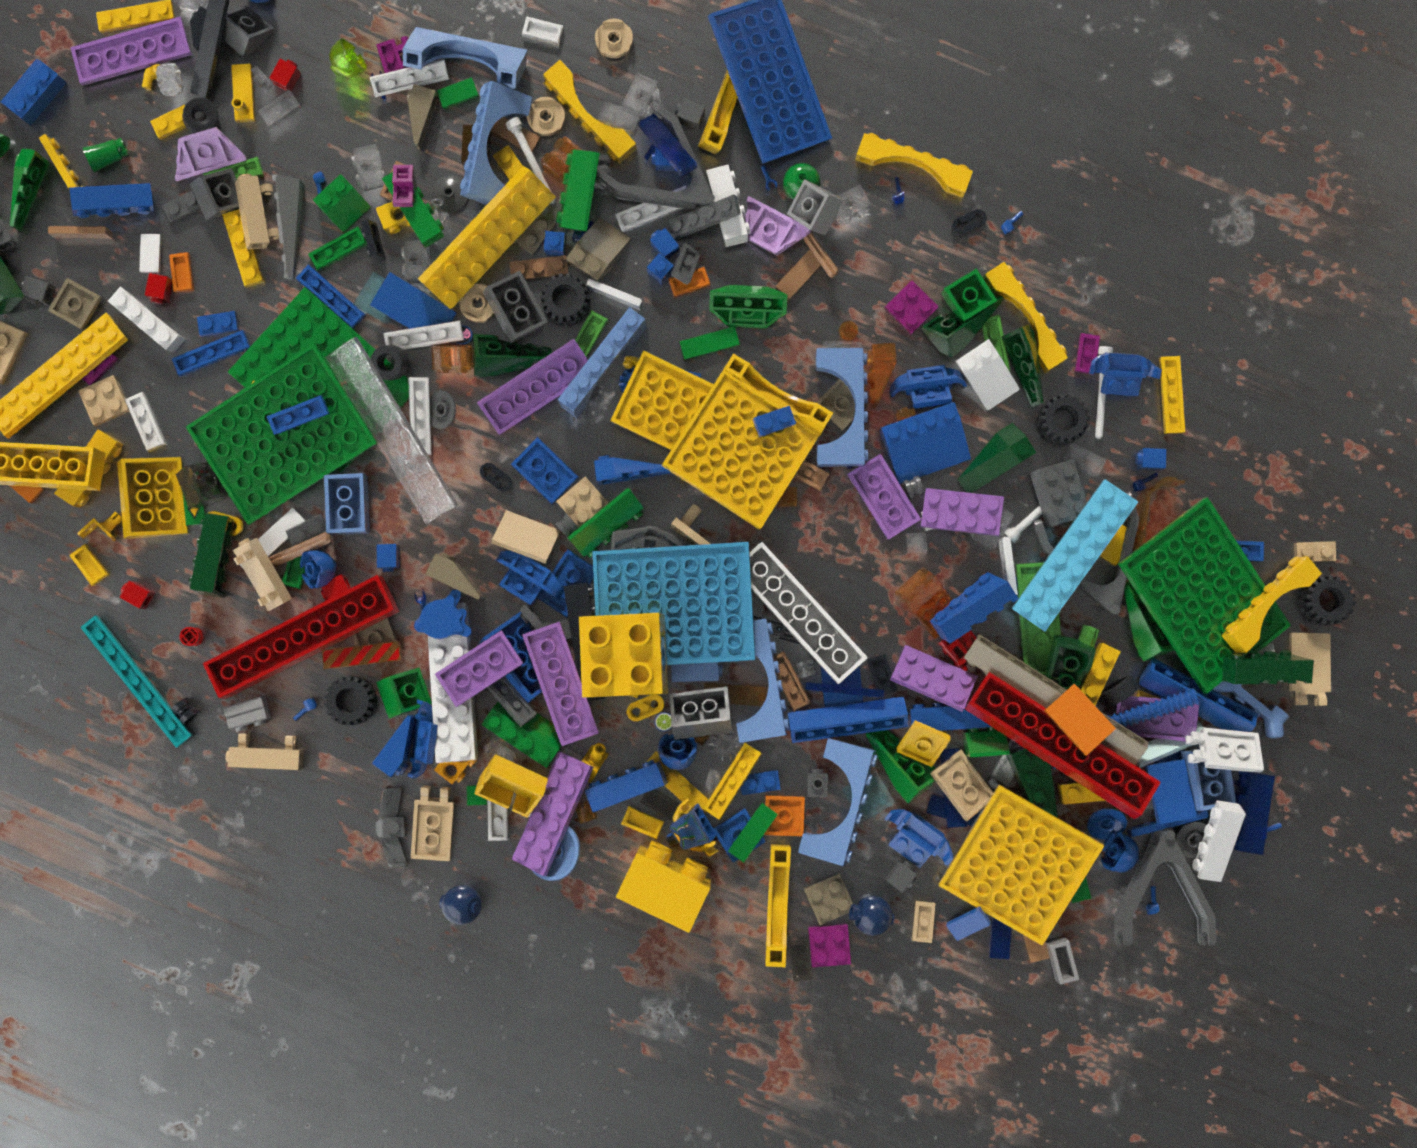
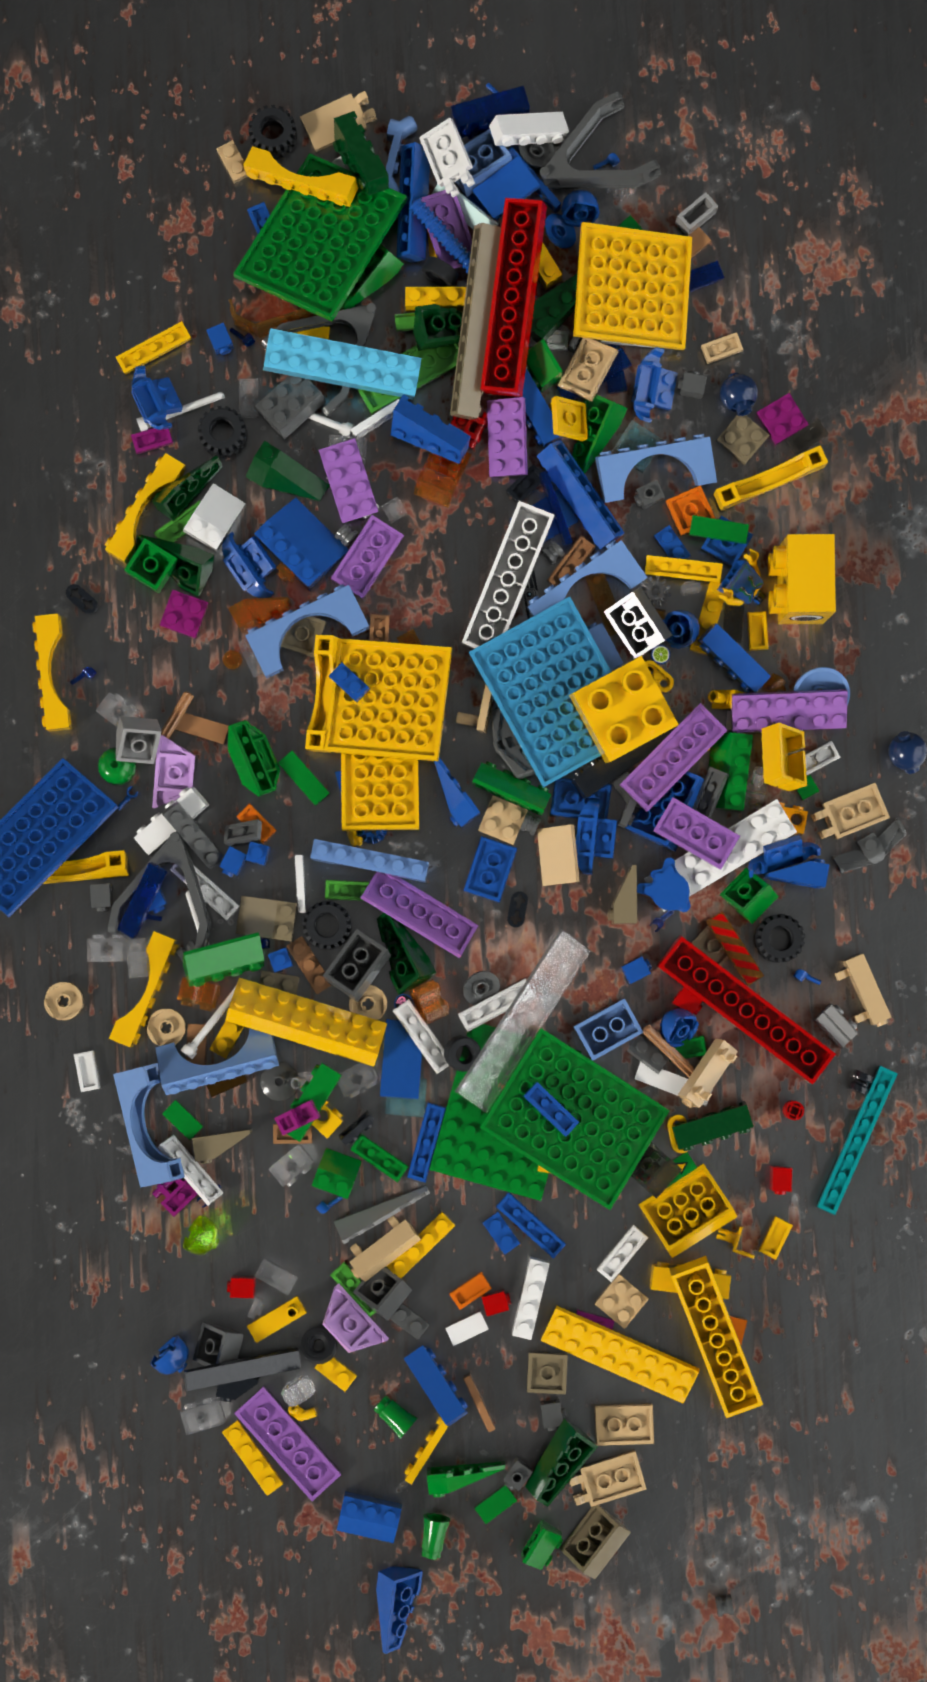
camera: 125 degrees left, 0 degrees up
(968, 923) = (704, 308): tile -> none
(1007, 225) = (69, 563): blue hand -> none
(1080, 719) = (485, 291): orange tile -> none

